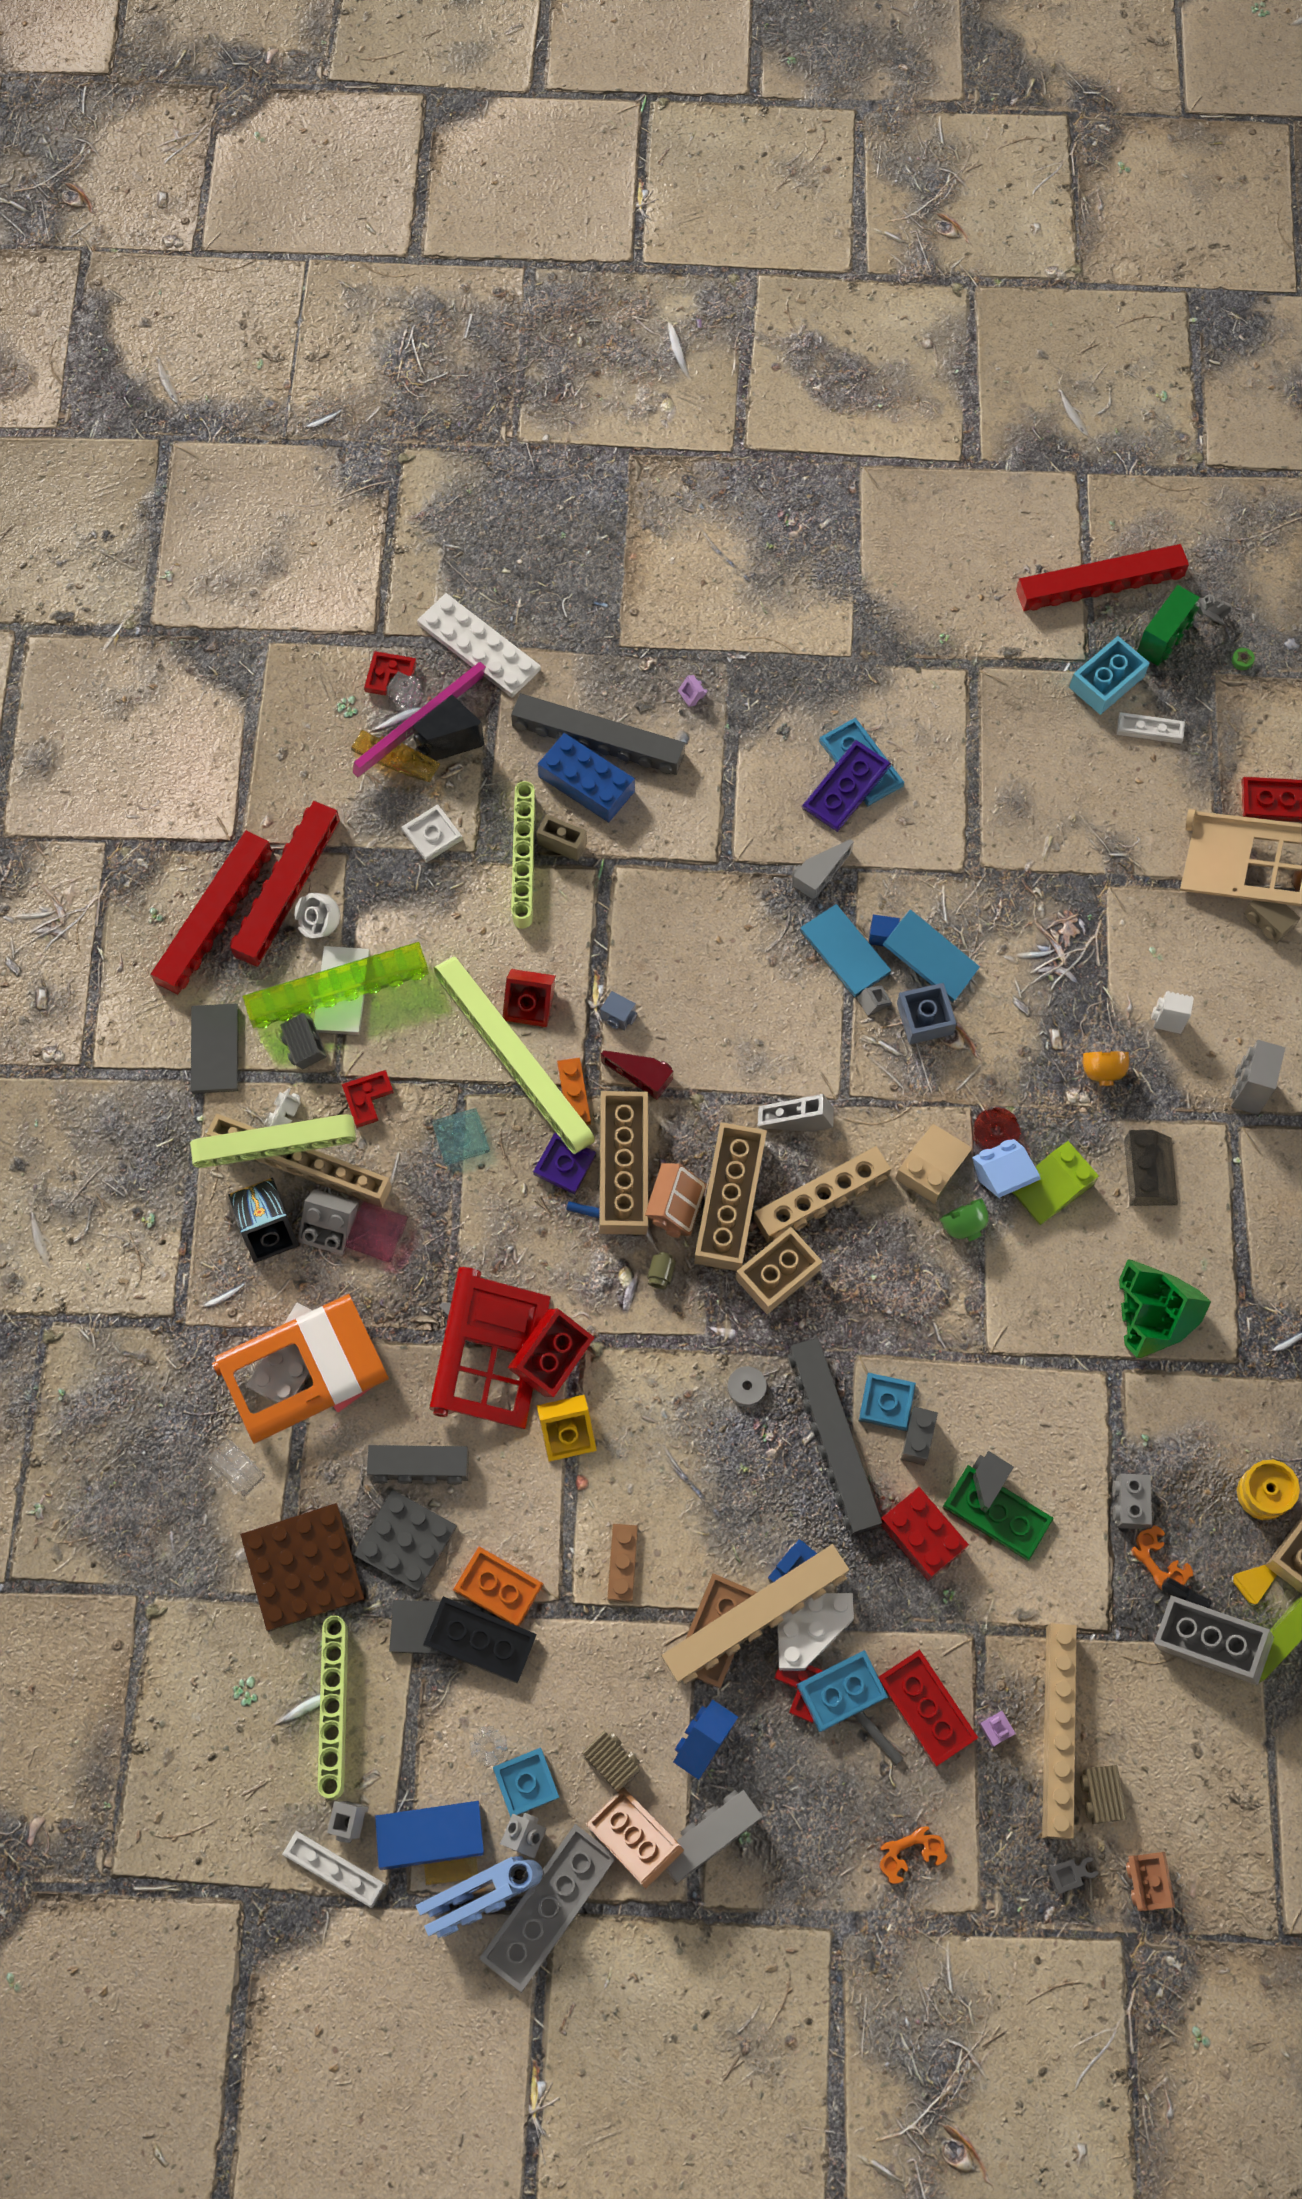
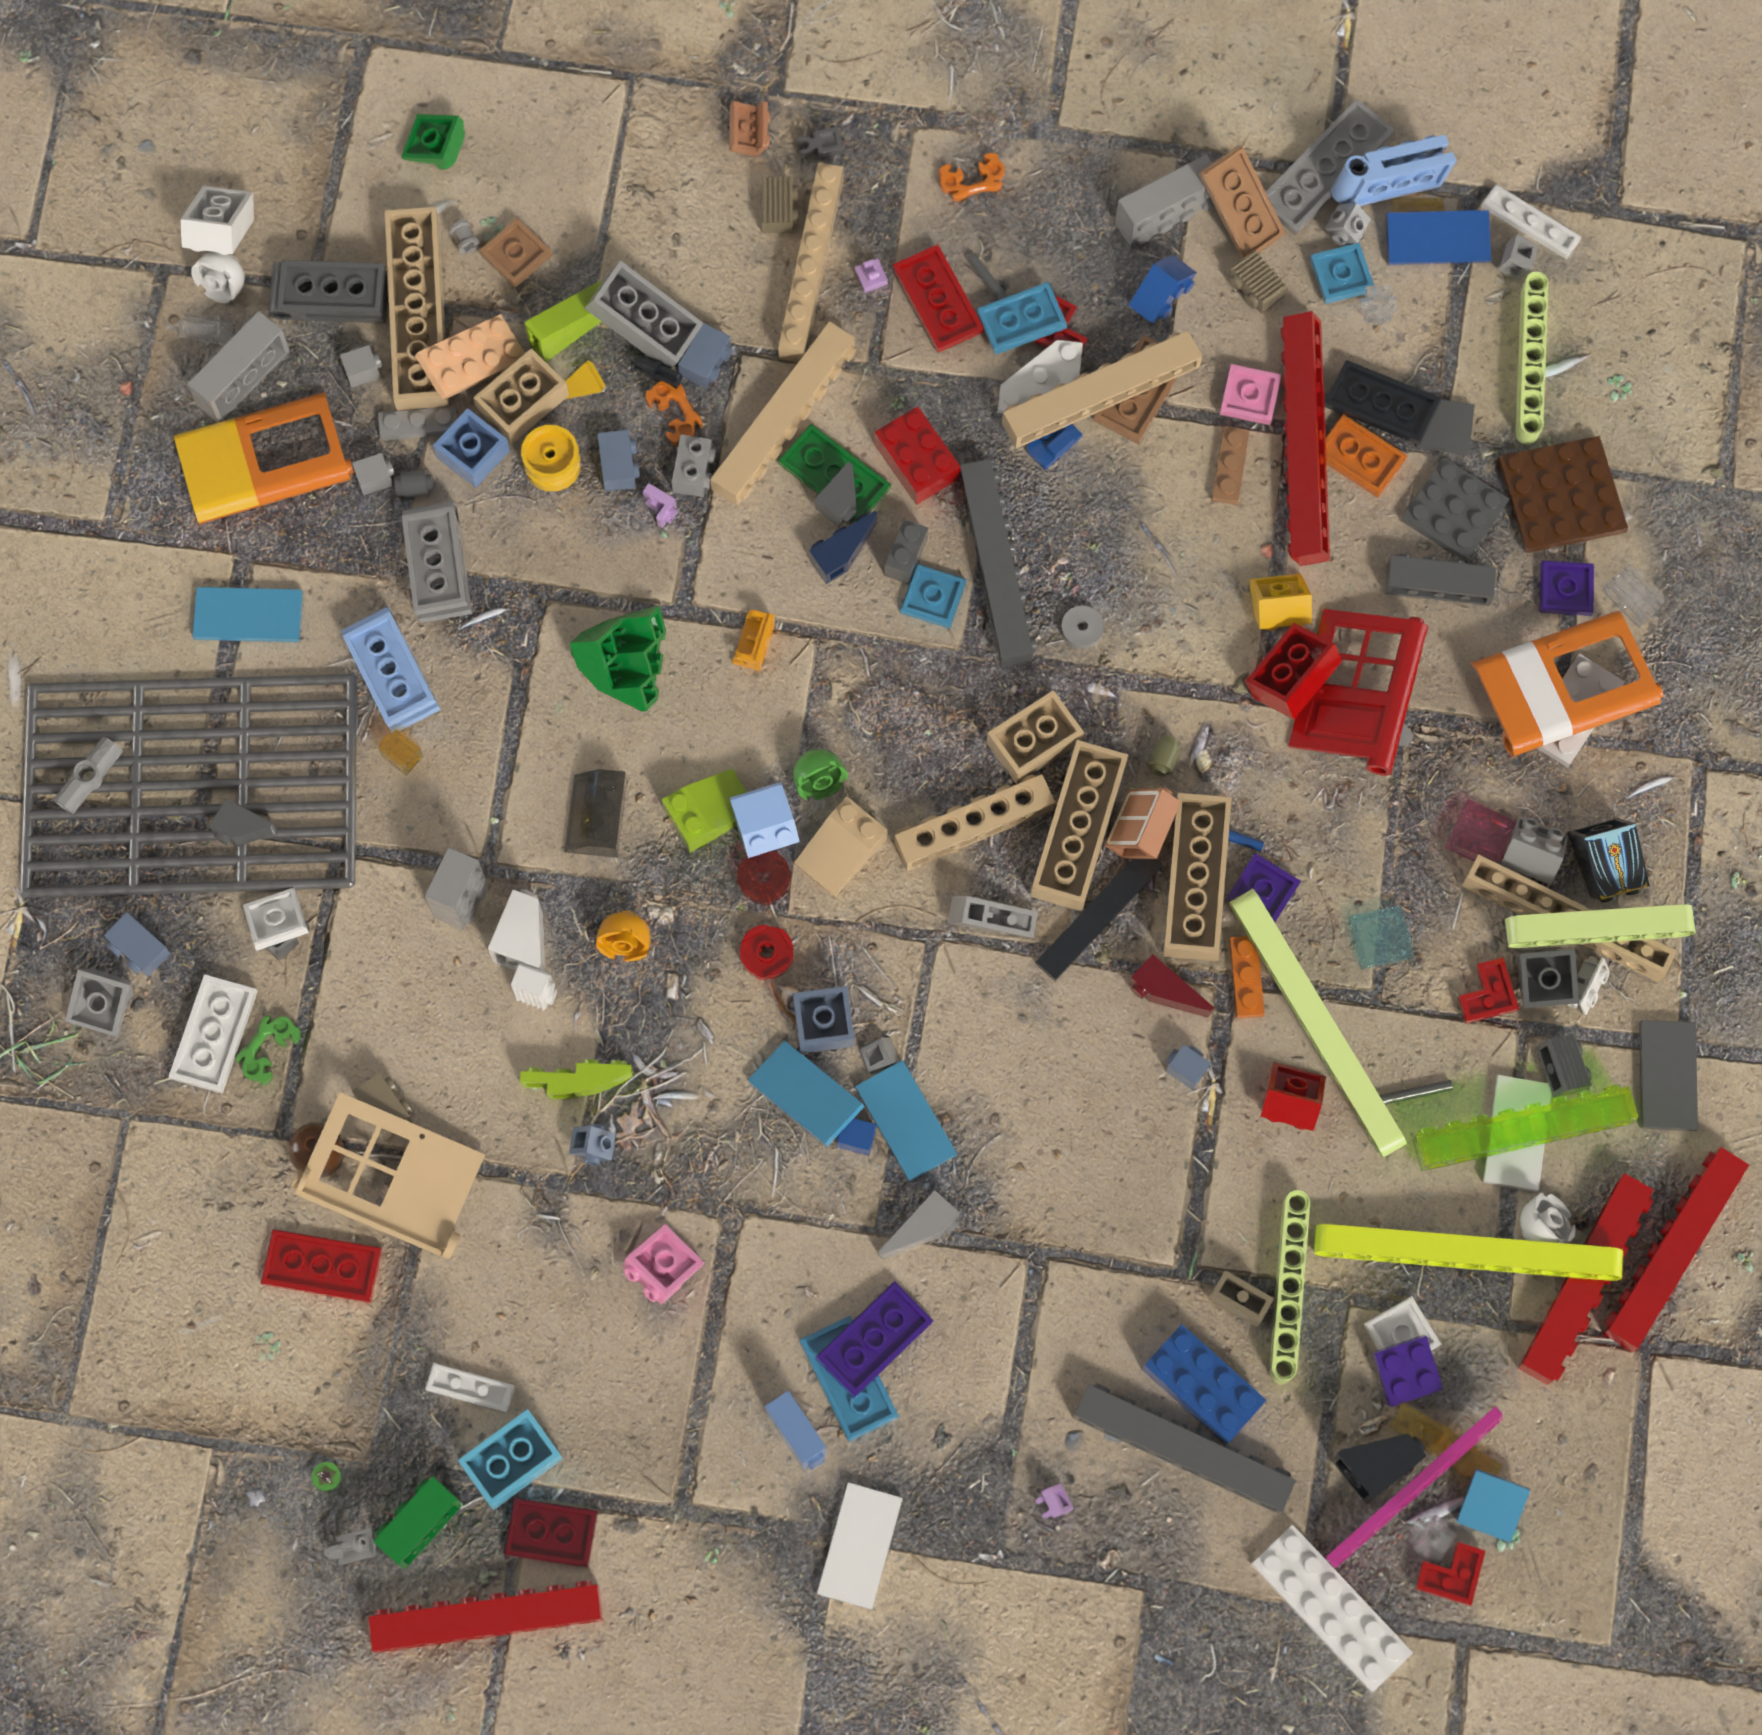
camera: 175 degrees left, 5 degrees up
(298, 1473) = (1566, 588): none -> dark purple tile
(316, 1102) = (1547, 976): none -> dark grey slope
(358, 718) = (1493, 1505): none -> dark azure tile
(381, 885) = (1468, 1252): none -> neon yellow beam
(427, 803) = (1407, 1370): none -> dark purple plate
(427, 1014) = (1417, 1092): none -> dark grey bar
(553, 1594) = (1305, 439): none -> red brick
(609, 1637) = (1250, 394): none -> bright pink plate
(708, 1124) = (1097, 916): none -> black tile
(835, 652) = (859, 1546): none -> white tile
(897, 711) = (796, 1431): none -> medium blue brick
(982, 1427) = (837, 553): none -> dark blue slope
(985, 1057) = (763, 967): none -> red plate
(1022, 821) = (661, 1264): none -> bright pink plate
(1043, 1339) = (754, 640): none -> light orange hinge
(1057, 1566) = (783, 413): none -> tan brick
(1066, 639) = (551, 1533): none -> dark red tile
(1096, 900) = (592, 1143): none -> sand blue brick
(1112, 951) = (588, 1080): none -> lime slope
(1143, 1617) = (705, 356): none -> sand blue brick
(1156, 1462) = (659, 500): none -> lavender bracket
(1191, 1050) = (519, 933): none -> white slope
(1204, 1499) = (617, 461): none -> sand blue brick

